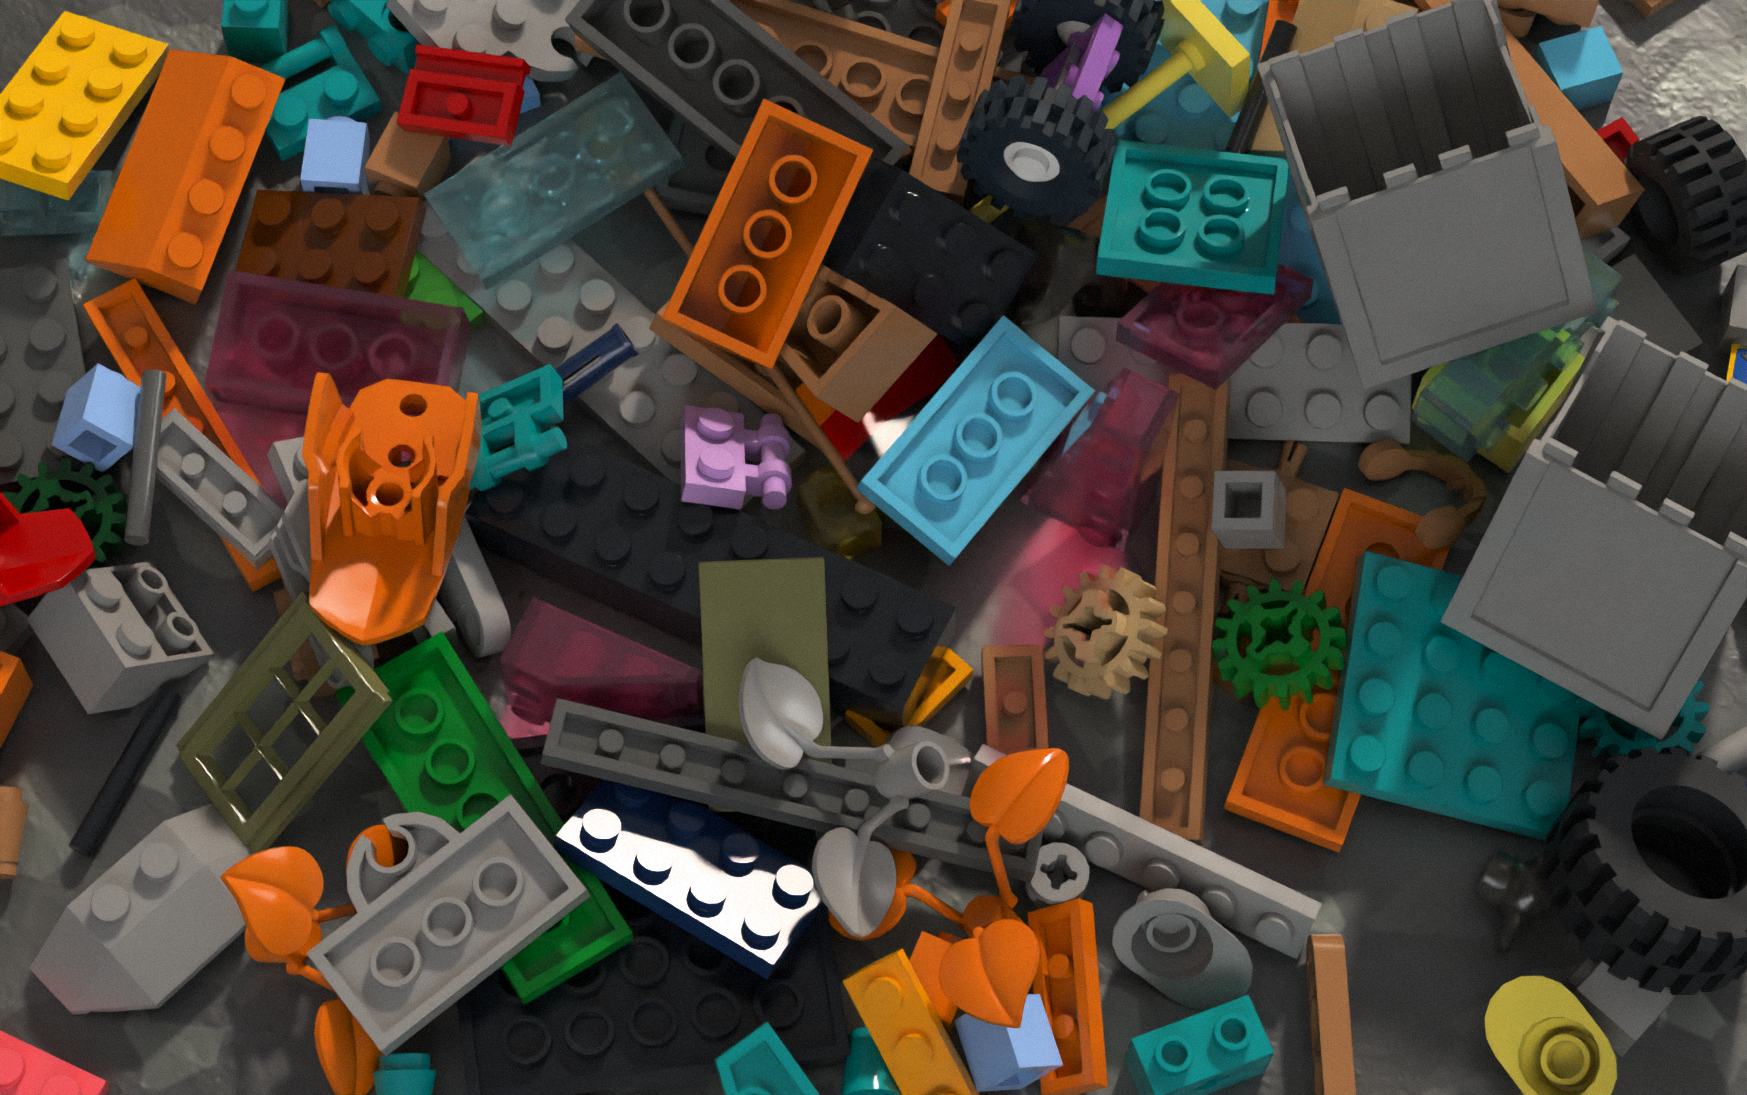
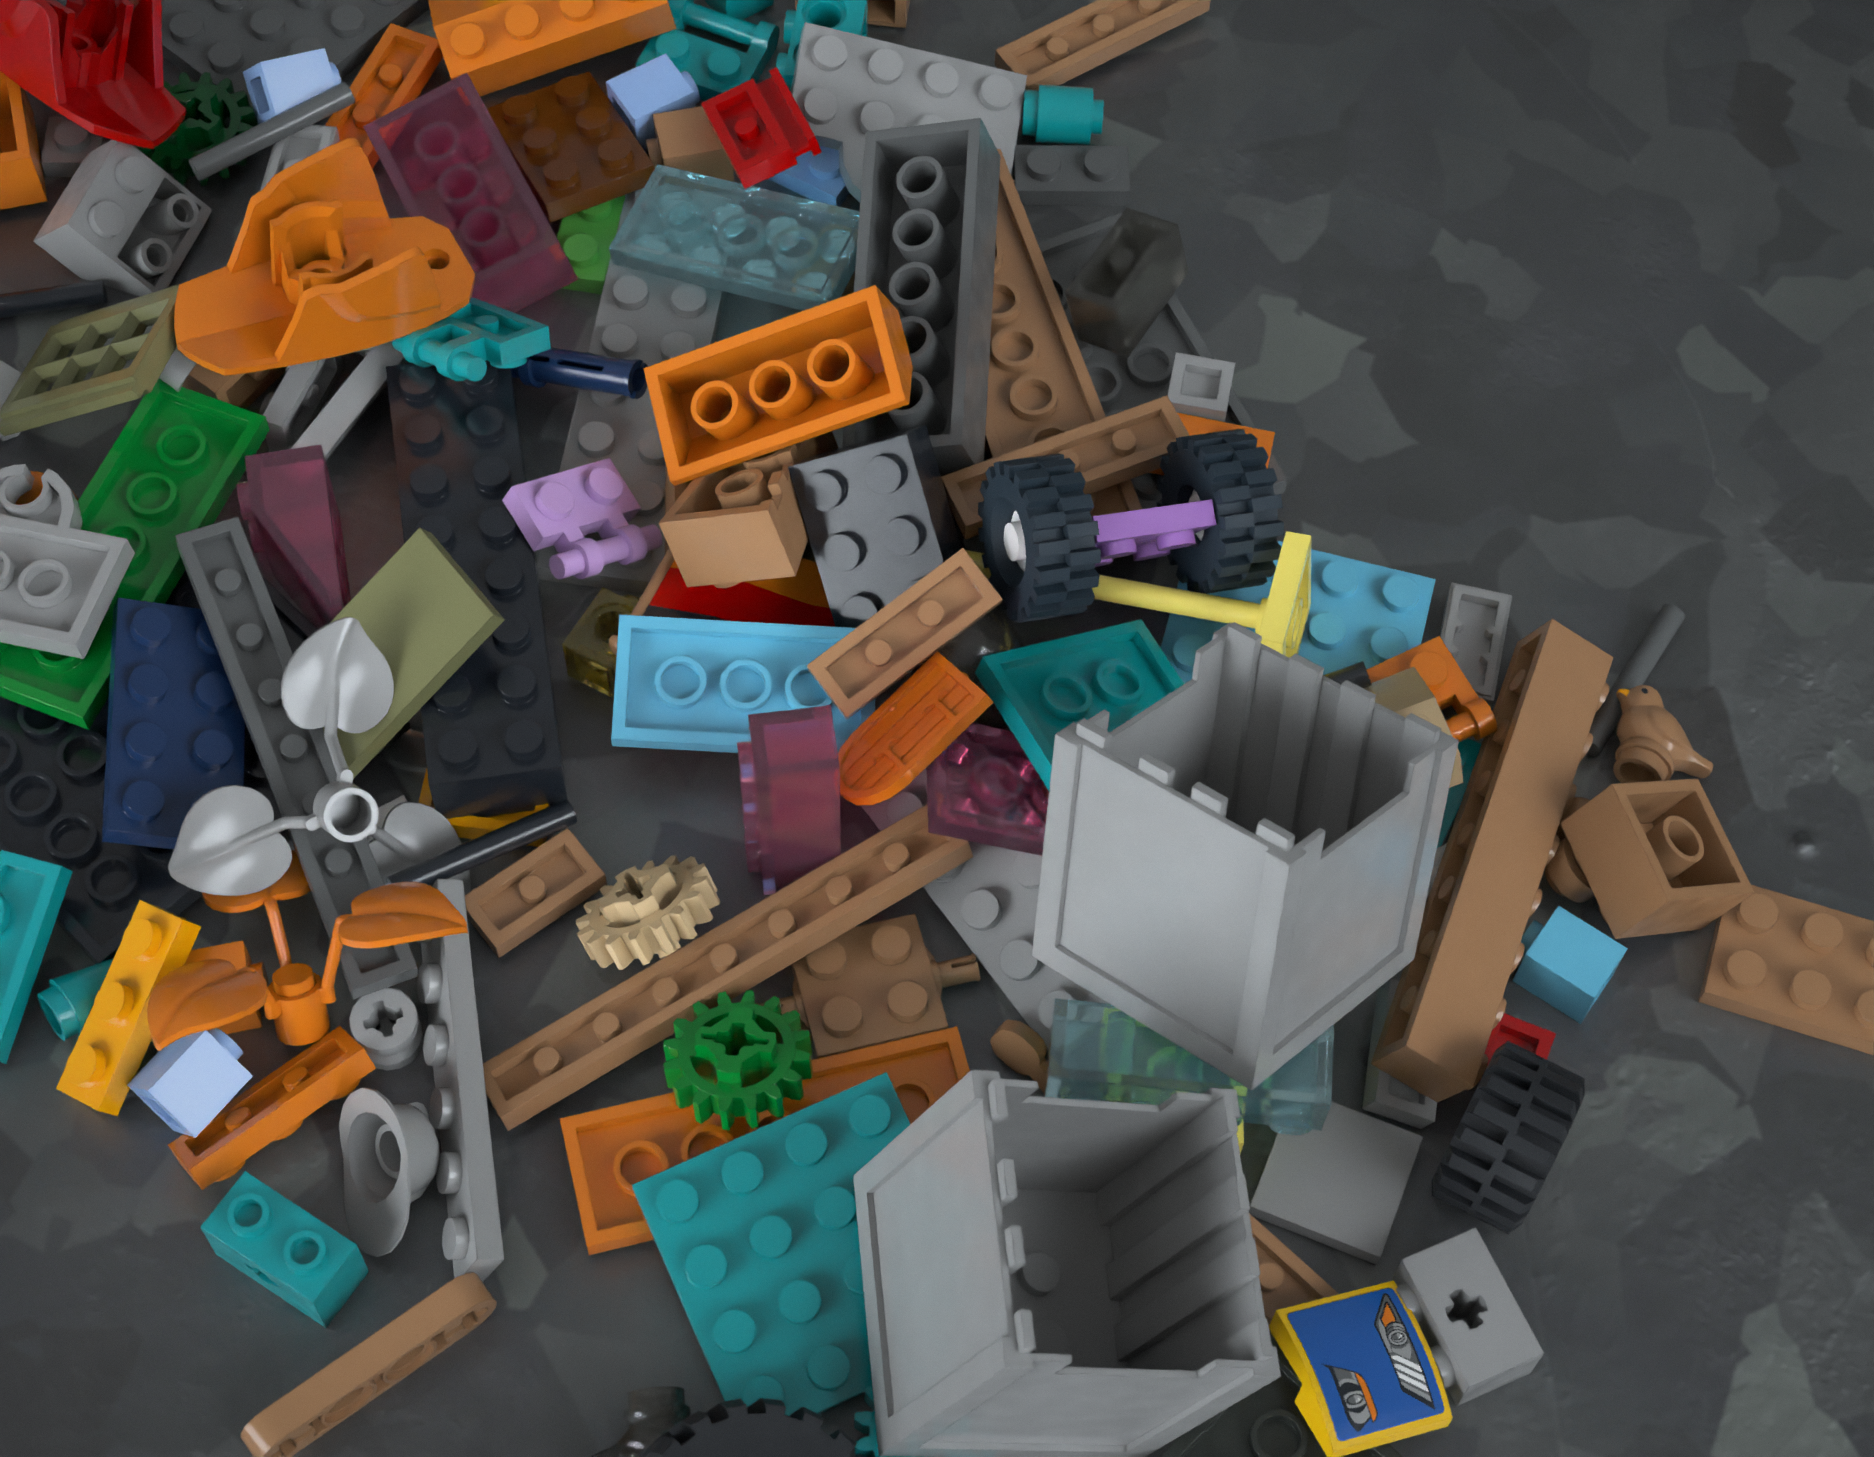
camera: 55 degrees right, 5 degrees down
(964, 711) = (489, 845): none -> black bar
(1037, 296) = (904, 633): none -> medium nougat plate
(1112, 327) = (908, 731): none -> orange window
(1249, 509) = (844, 943): light grey brick -> none

